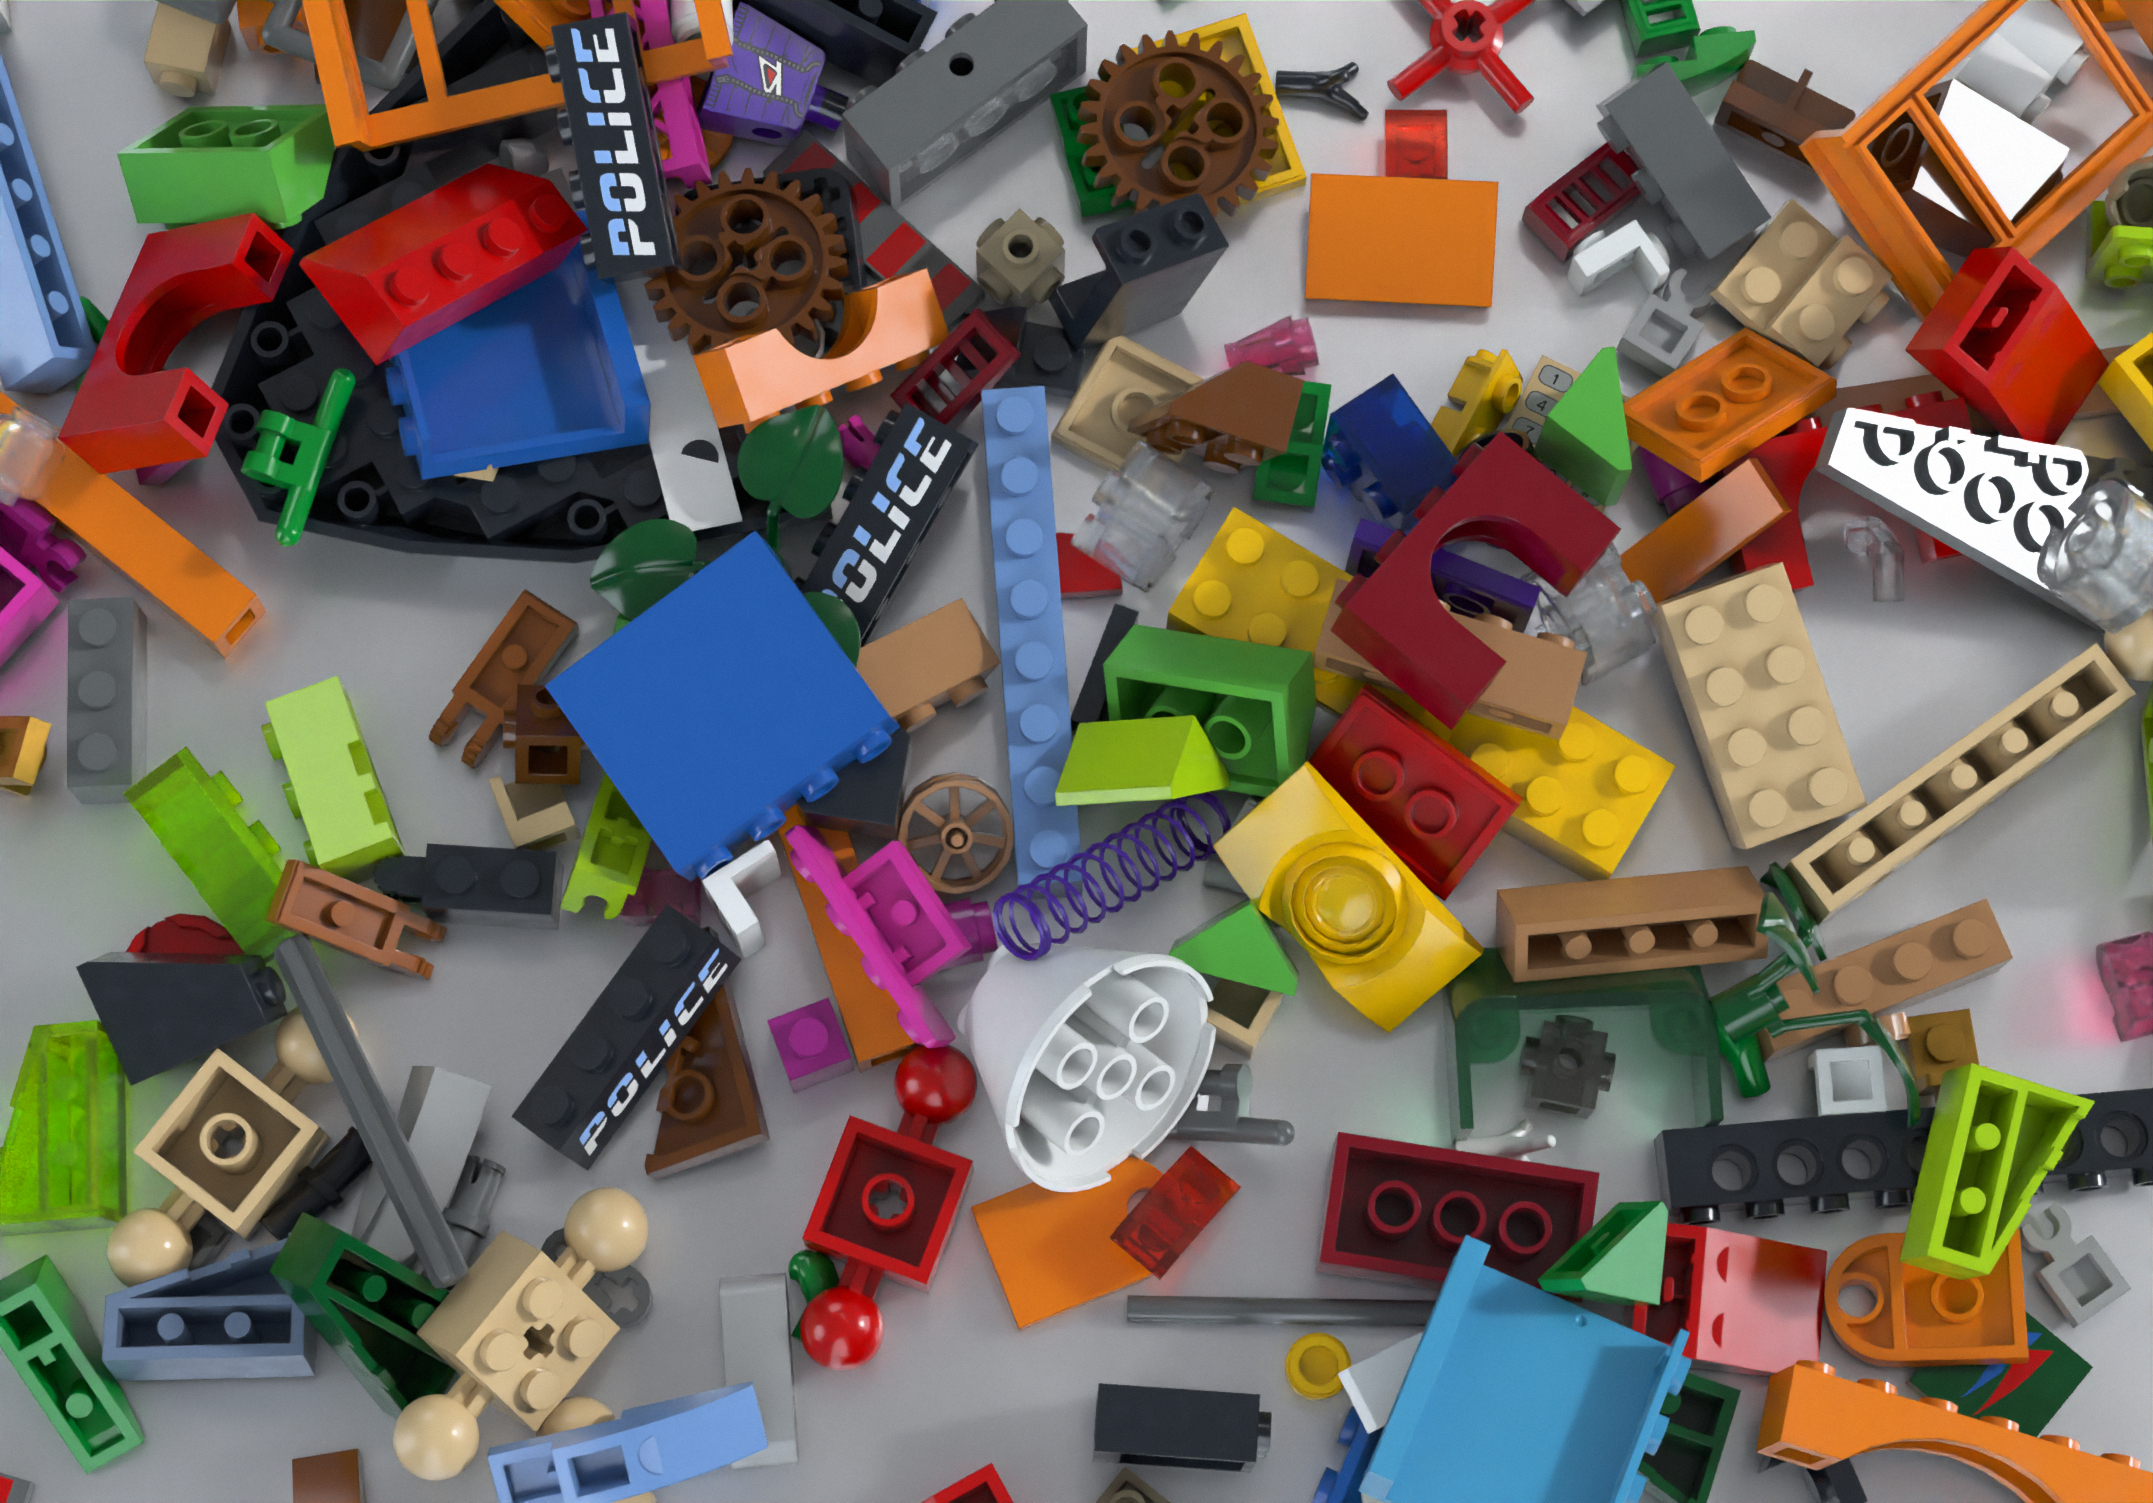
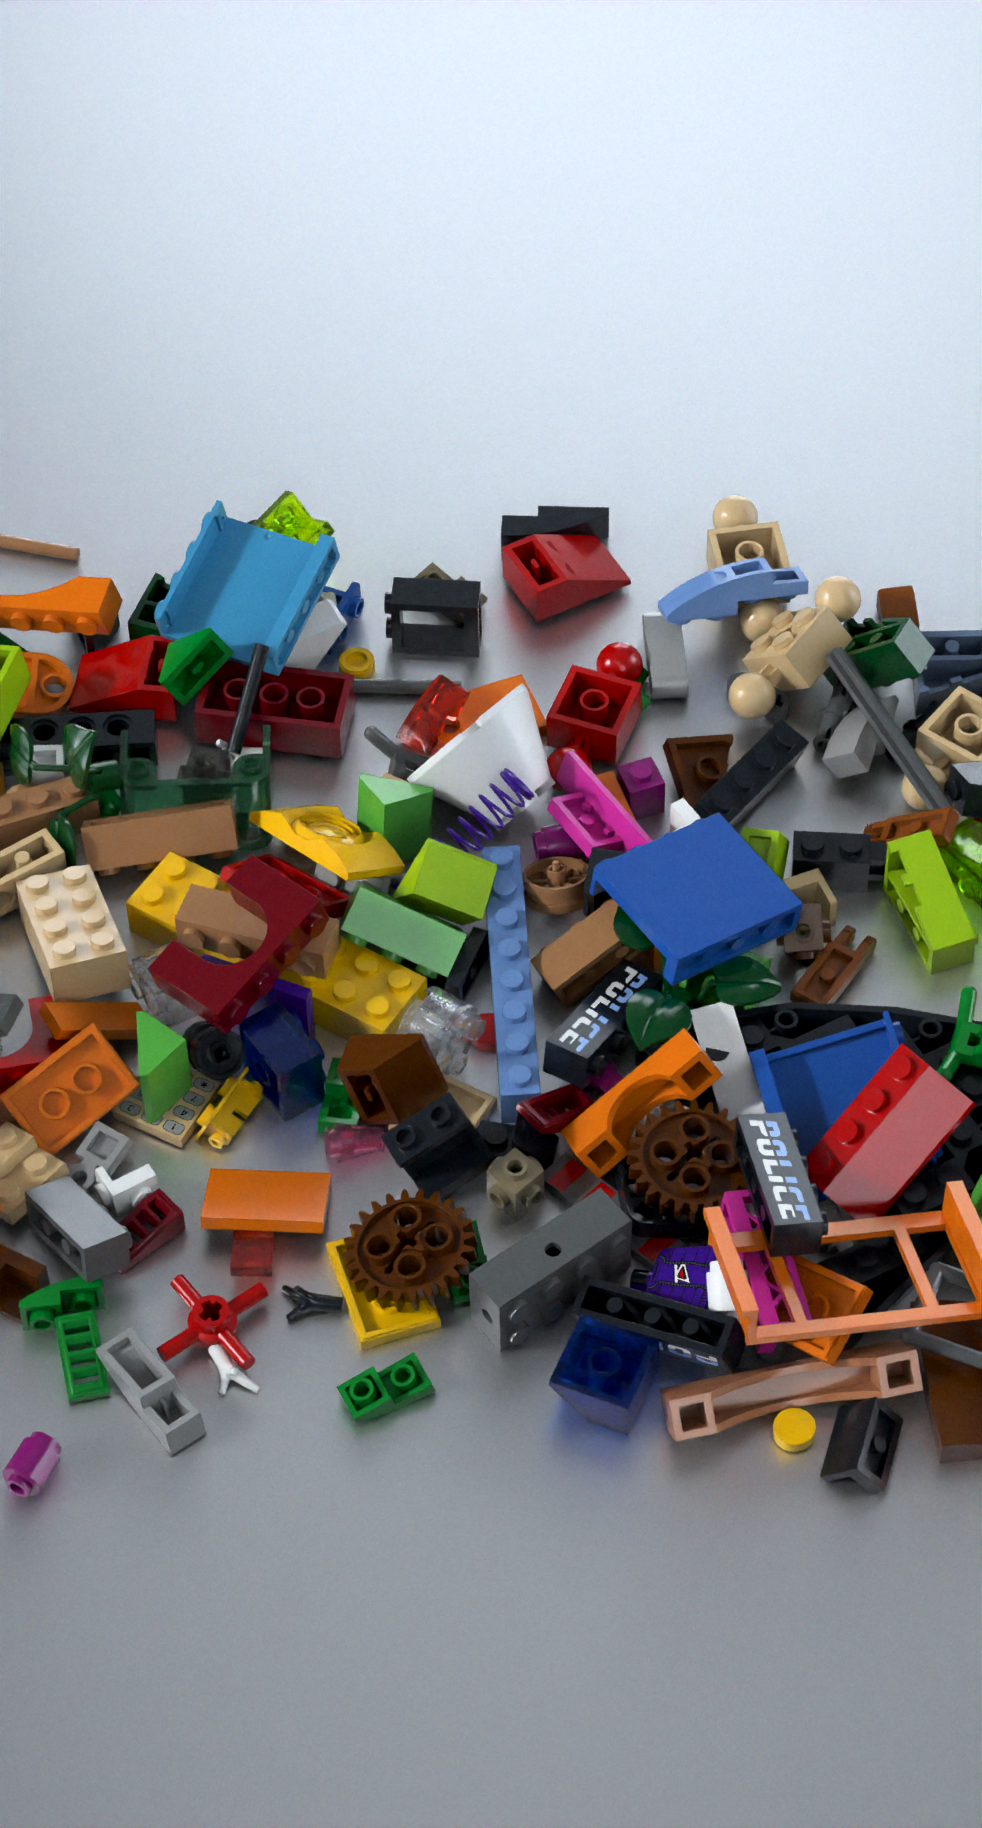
camera: 175 degrees left, 25 degrees down
(1504, 1174) = (247, 699): none -> black bar

